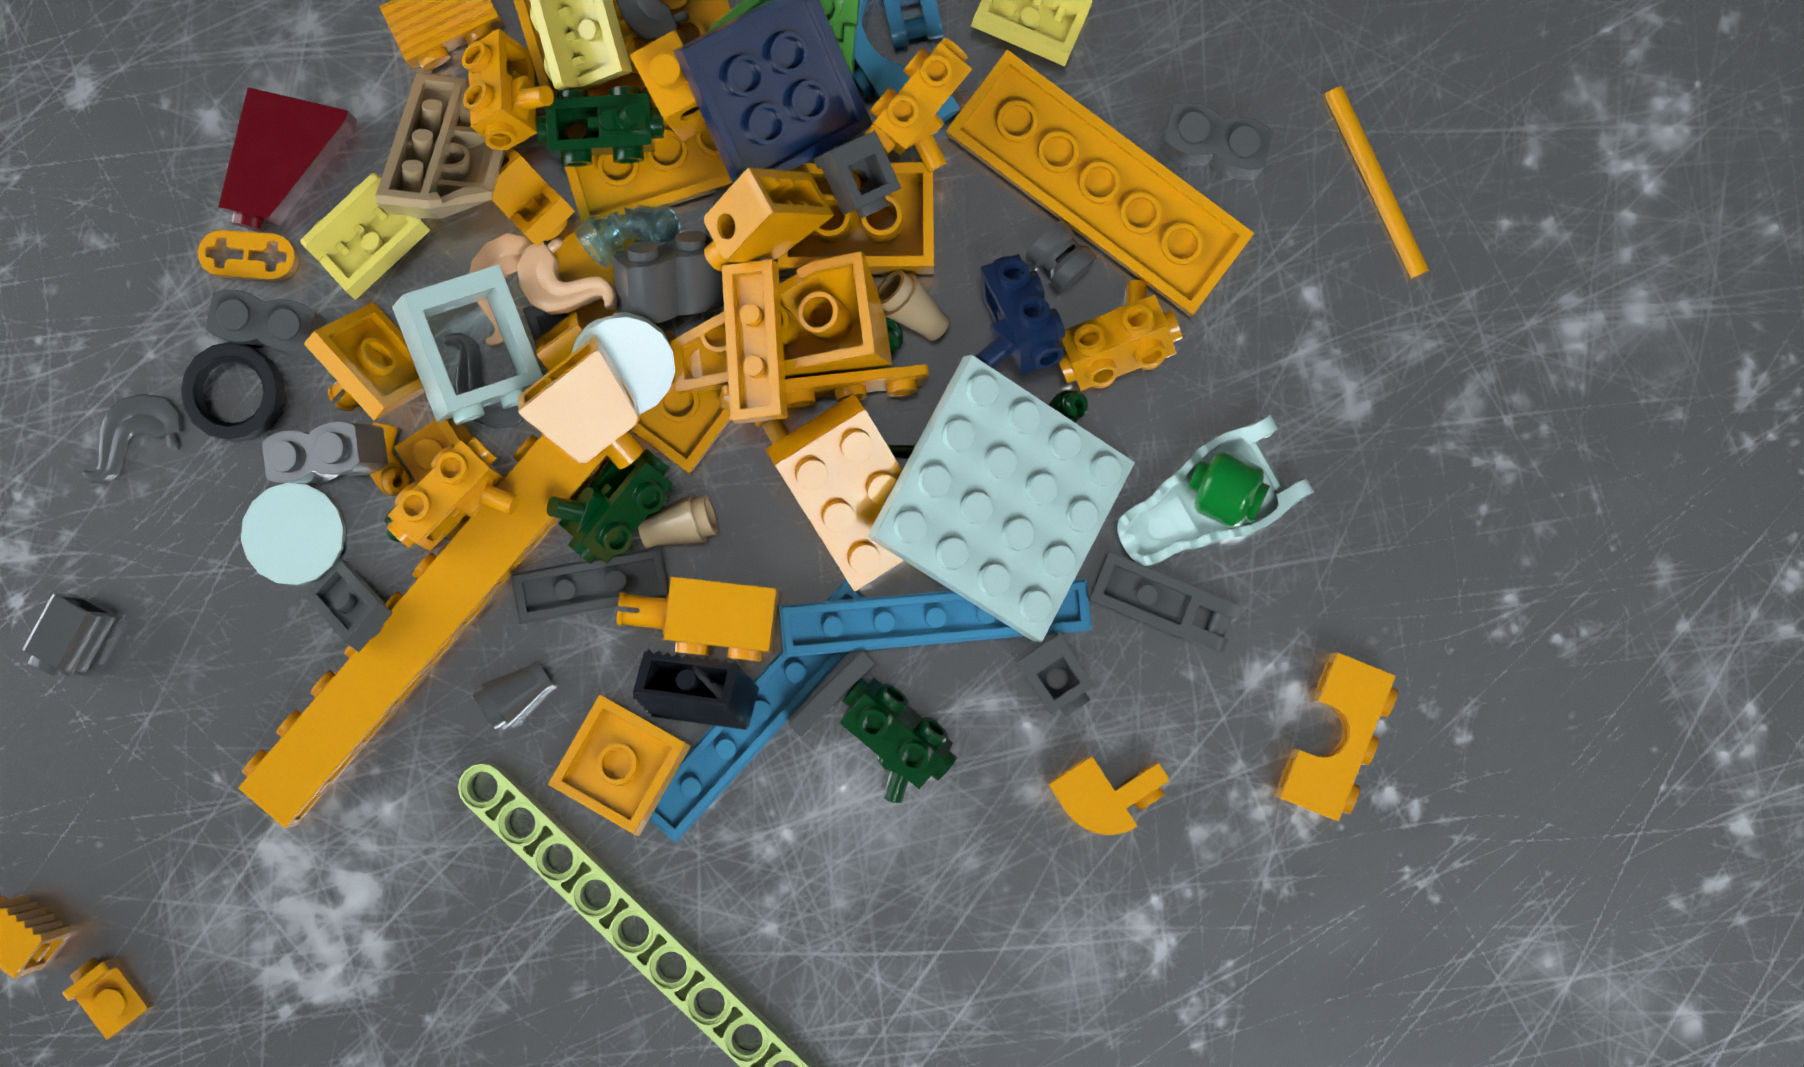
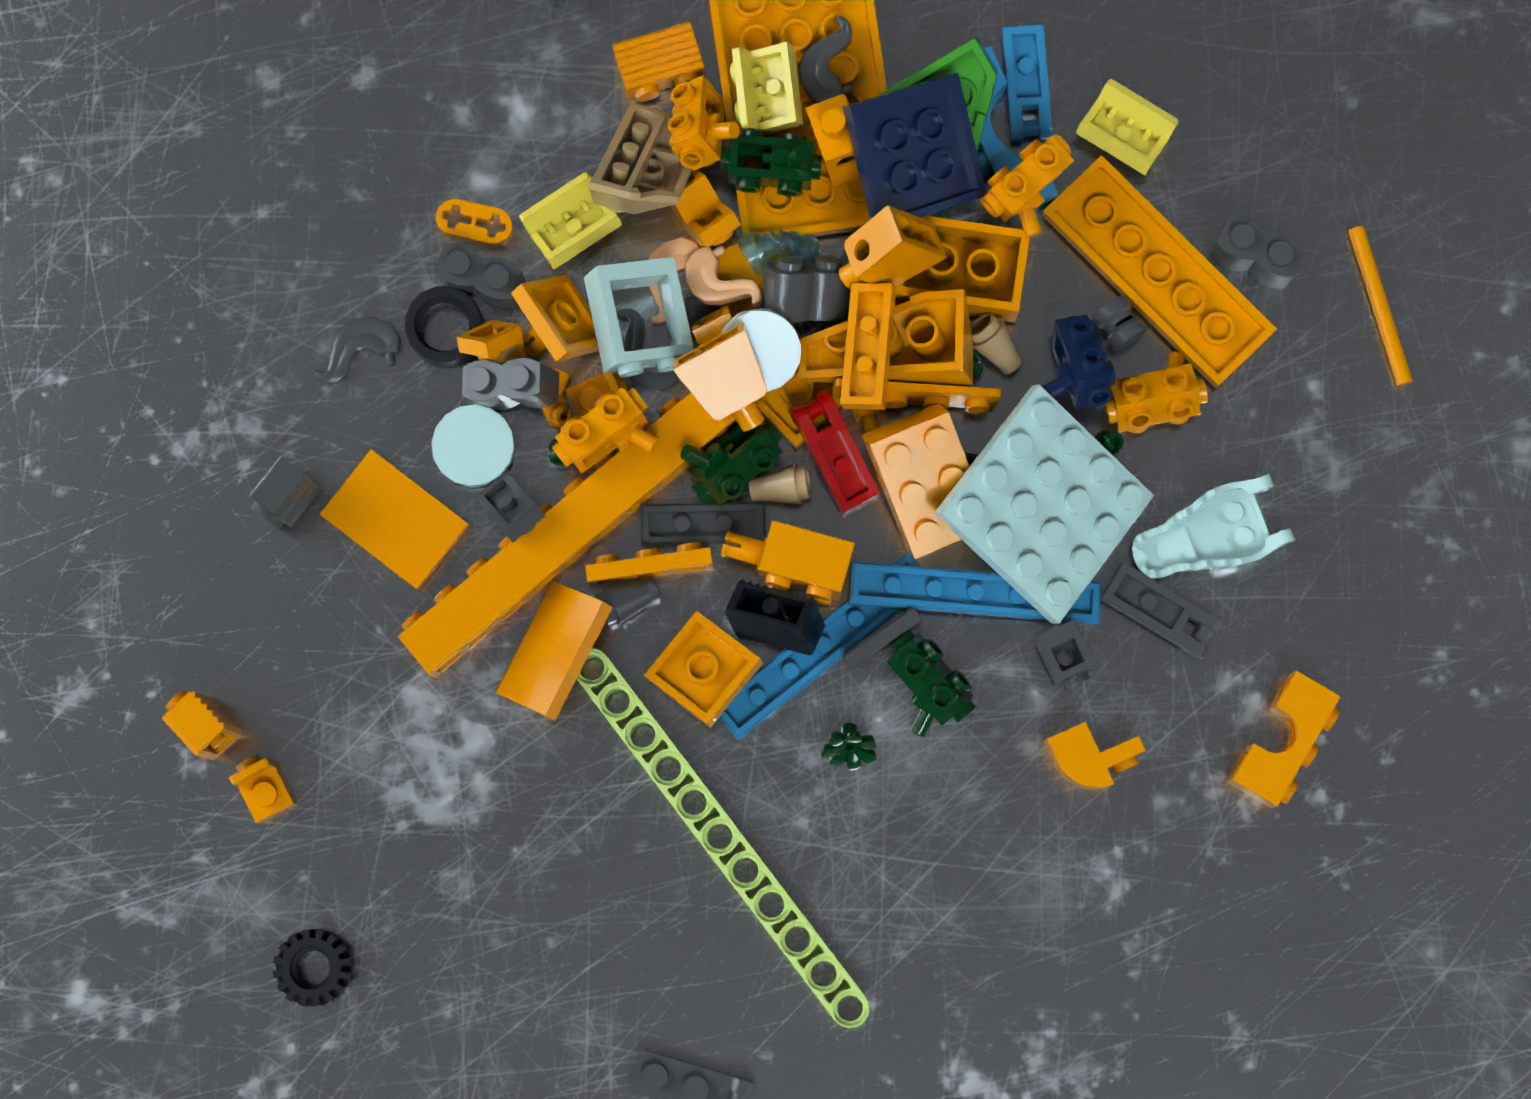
camera: 10 degrees right, 5 degrees down
(212, 640) = (394, 519): none -> light orange tile
(279, 155) = (513, 148): dark red slope -> none
(295, 403) = (493, 341): none -> light orange bracket
(433, 773) = (554, 650): none -> light orange tile
(532, 646) = (649, 562): none -> light orange plate
(736, 473) = (834, 452): none -> red plate
(812, 831) = (849, 747): none -> dark green plant
(869, 161) = (977, 218): dark grey brick -> none
(1229, 489) = (1227, 526): green head -> none

